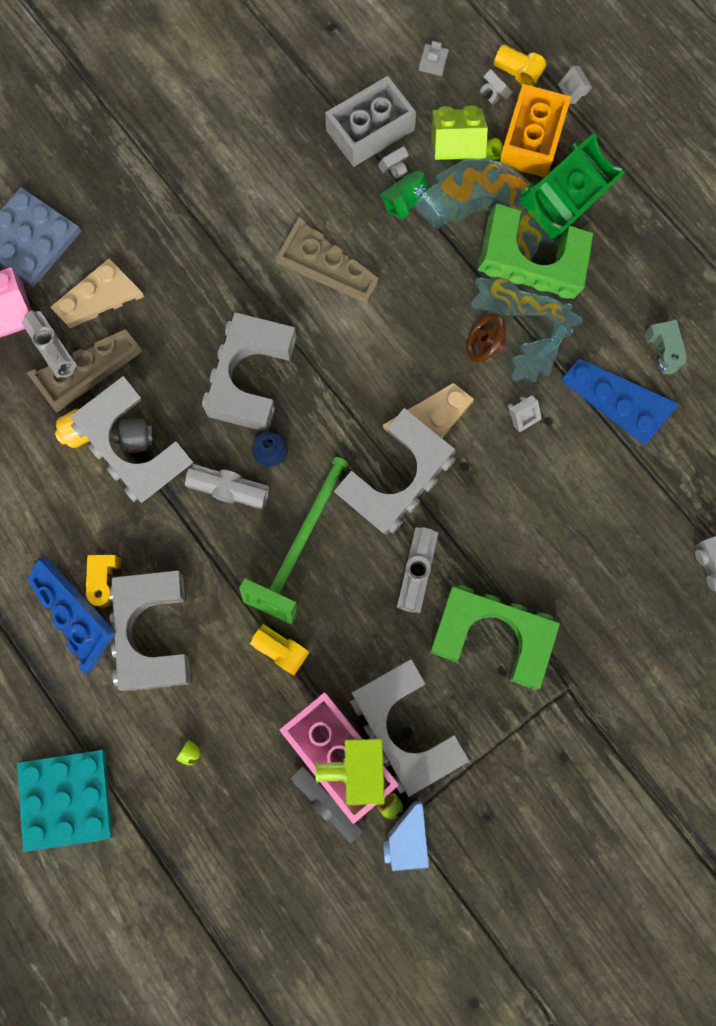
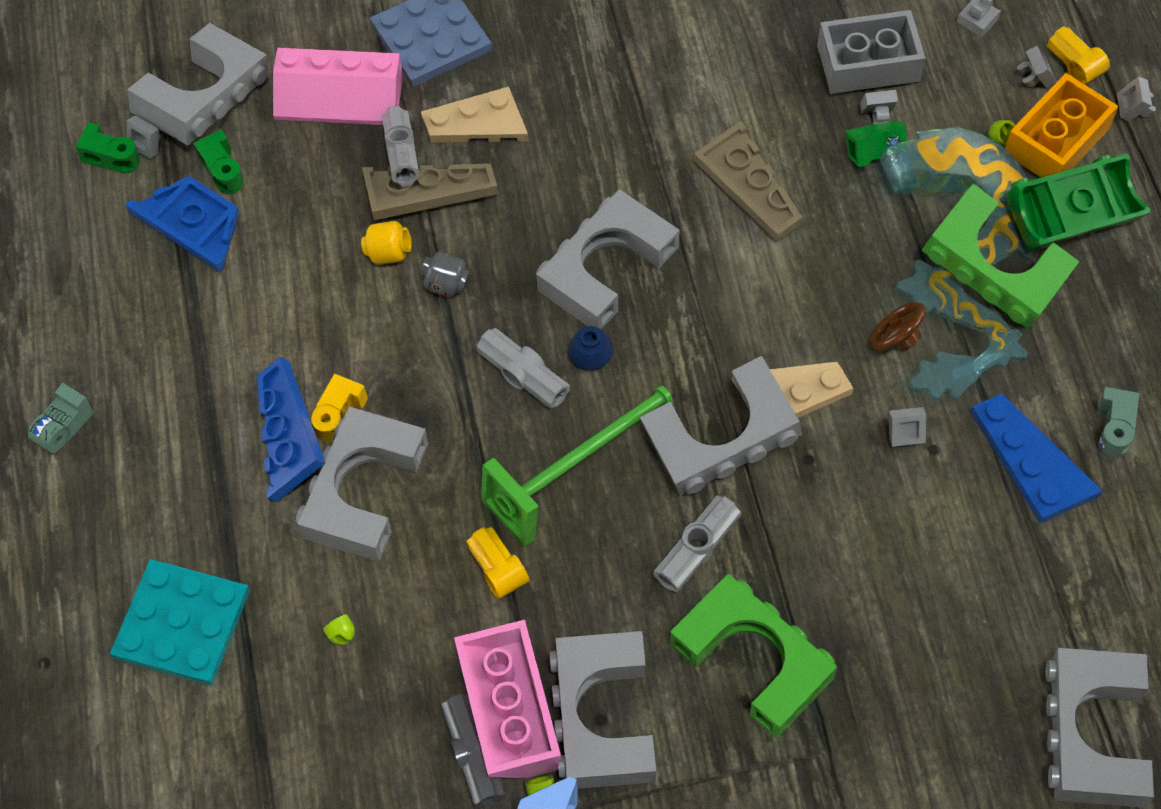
camera: 25 degrees right, 15 degrees down
(95, 423) = (412, 238): light grey arch -> none
(359, 771) = (522, 708): lime brick -> none
(459, 133) = (966, 98): brick -> none

